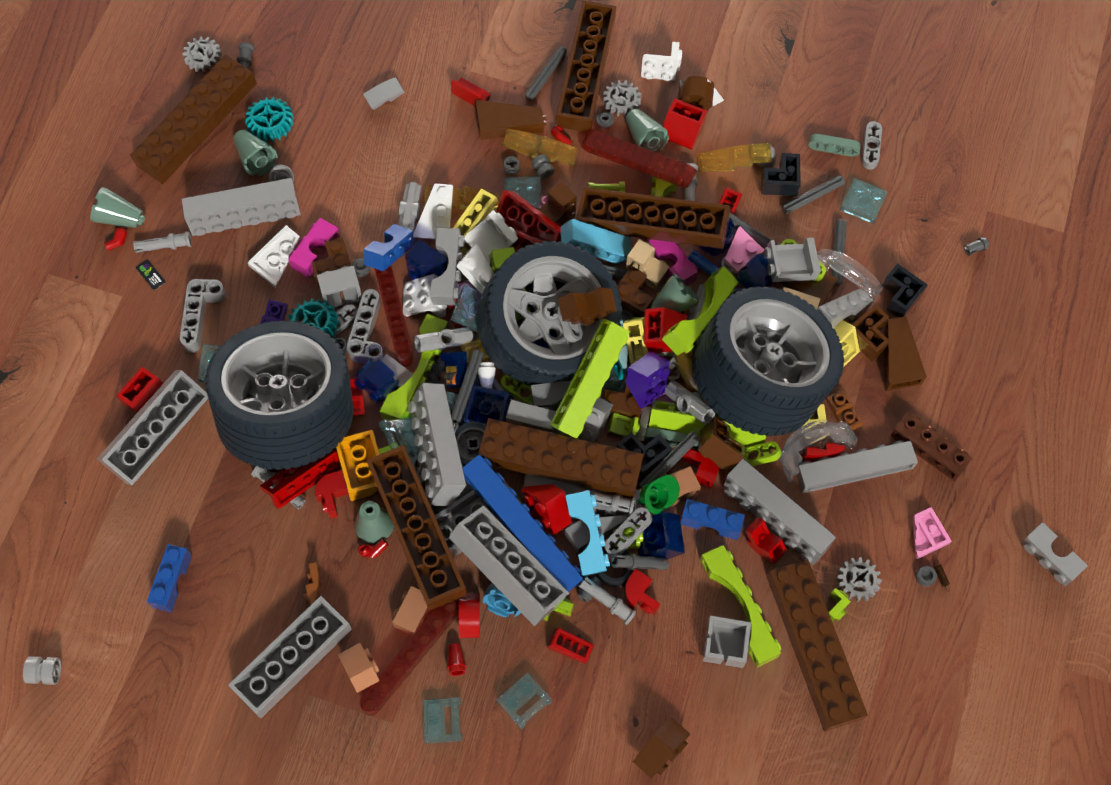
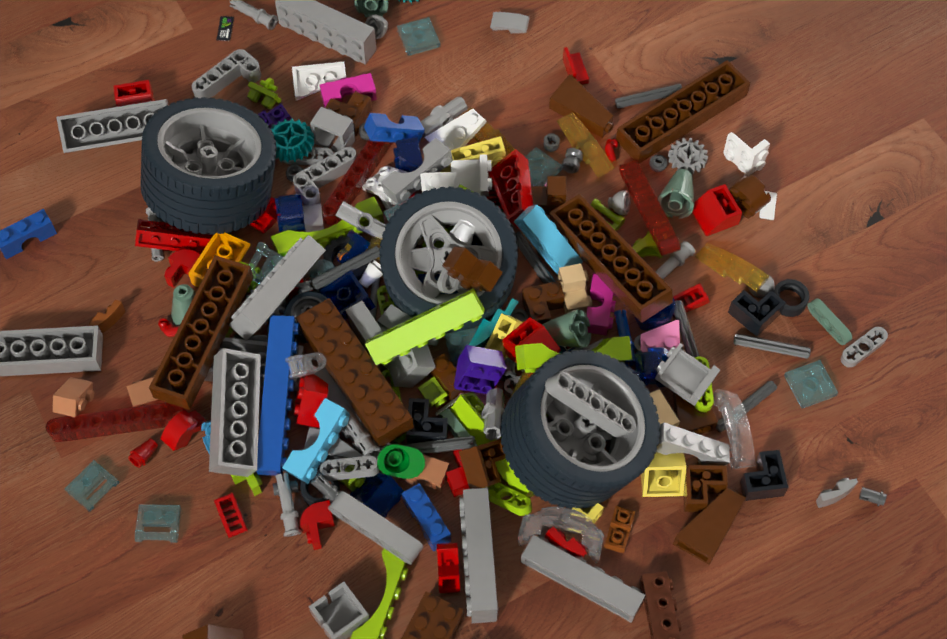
camera: 45 degrees right, 5 degrees down
(238, 304) = (270, 97): none -> lime hips
(321, 159) = (418, 36): none -> clear light blue plate
(526, 482) = (302, 364): none -> clear piece
(609, 172) = (620, 202): none -> light grey brick
(692, 557) = (376, 527): none -> light grey beam
(769, 334) = (590, 404): none -> light grey beam
(793, 137) = (800, 289): none -> black tyre
(955, 257) = (841, 490): none -> light grey slope

